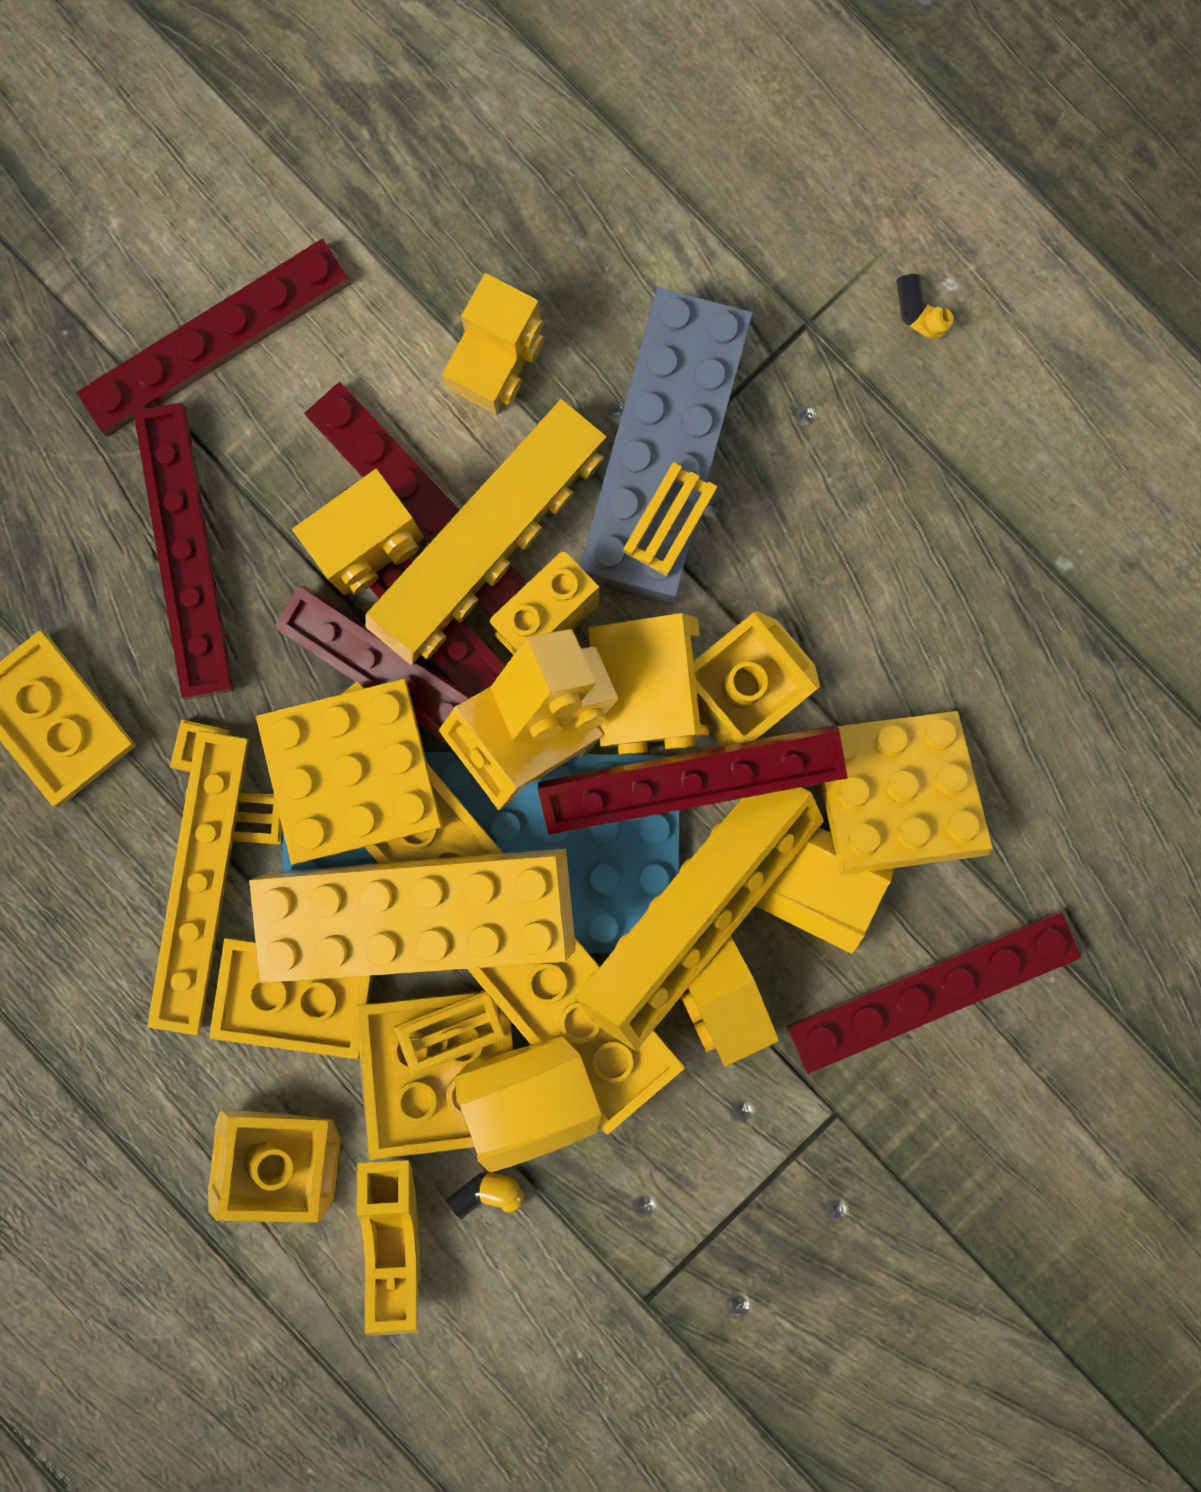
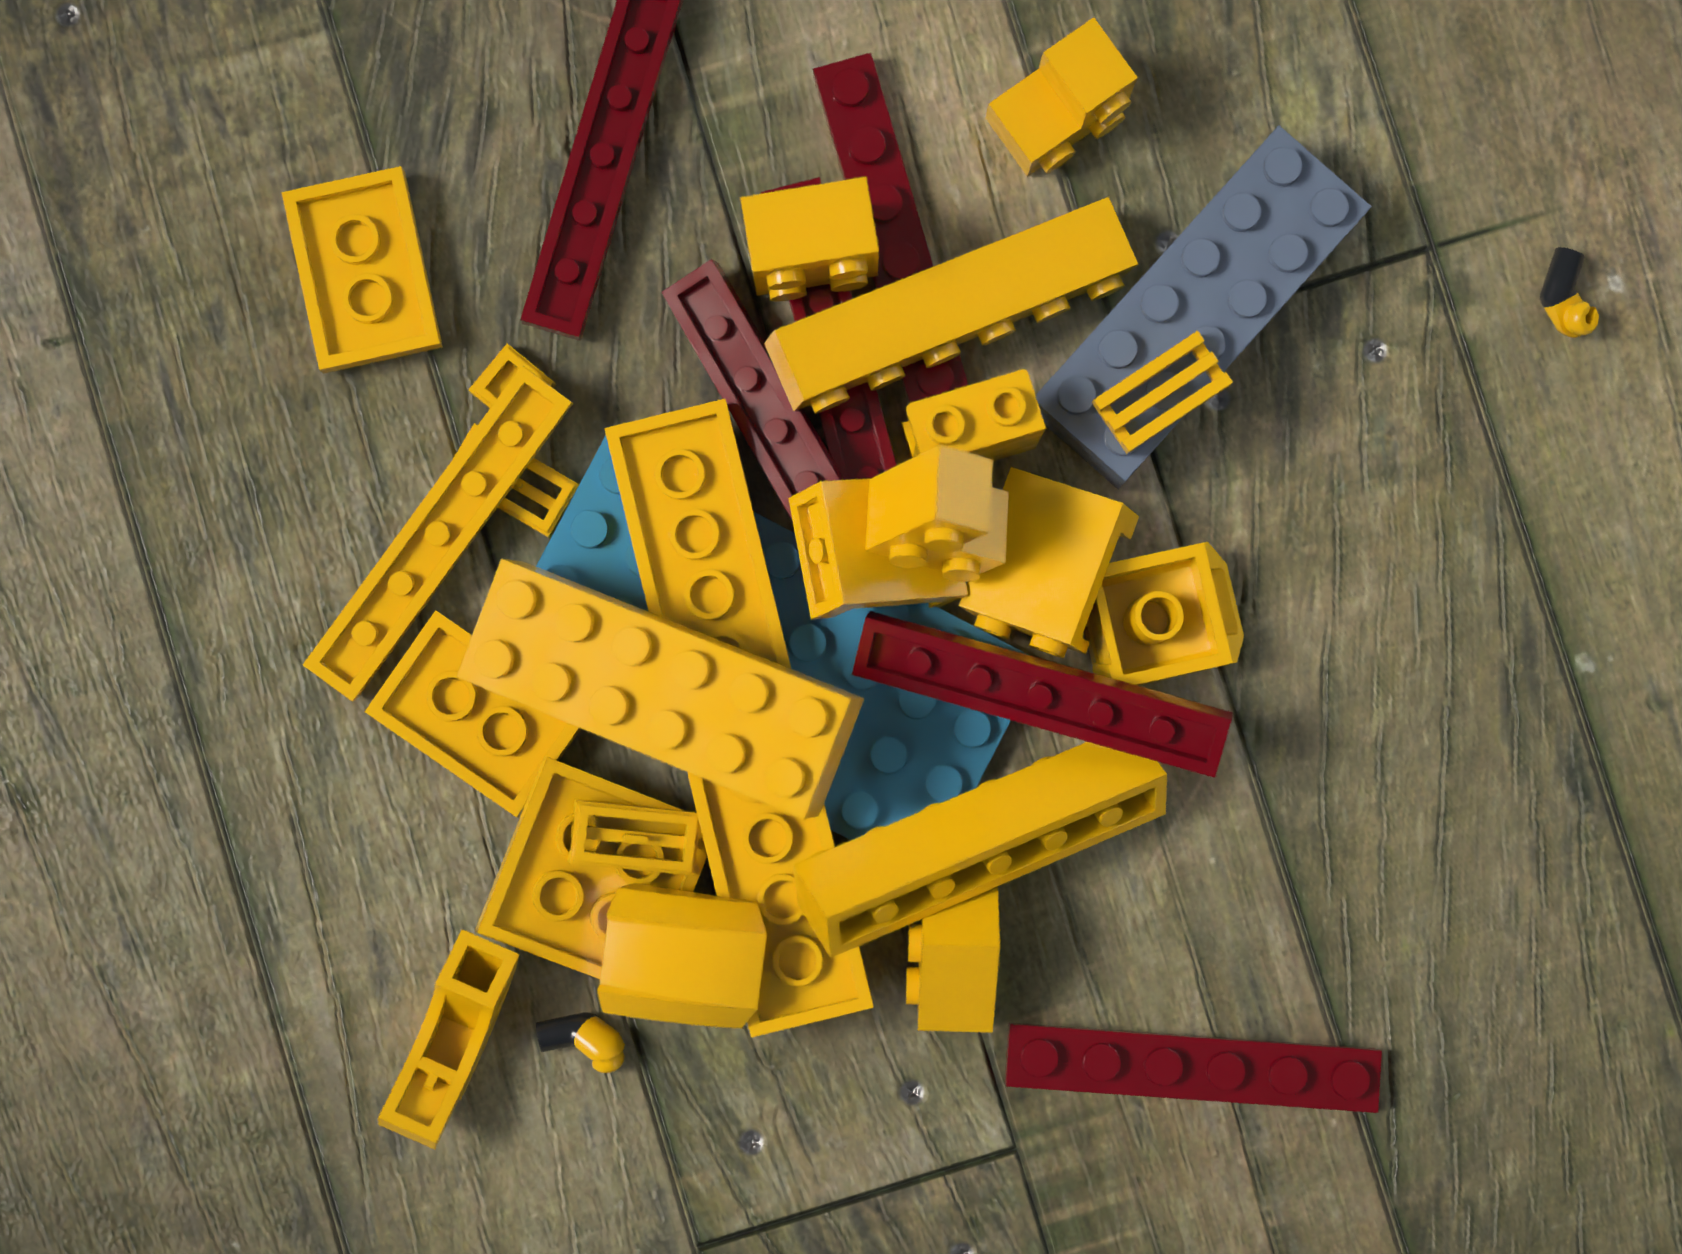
camera: 25 degrees right, 0 degrees up
(272, 1167) = (364, 888): yellow slope -> none
(348, 771) = (667, 494): yellow plate -> none
(821, 900) = (1133, 893): yellow slope -> none
(905, 796) = (1270, 831): yellow plate -> none

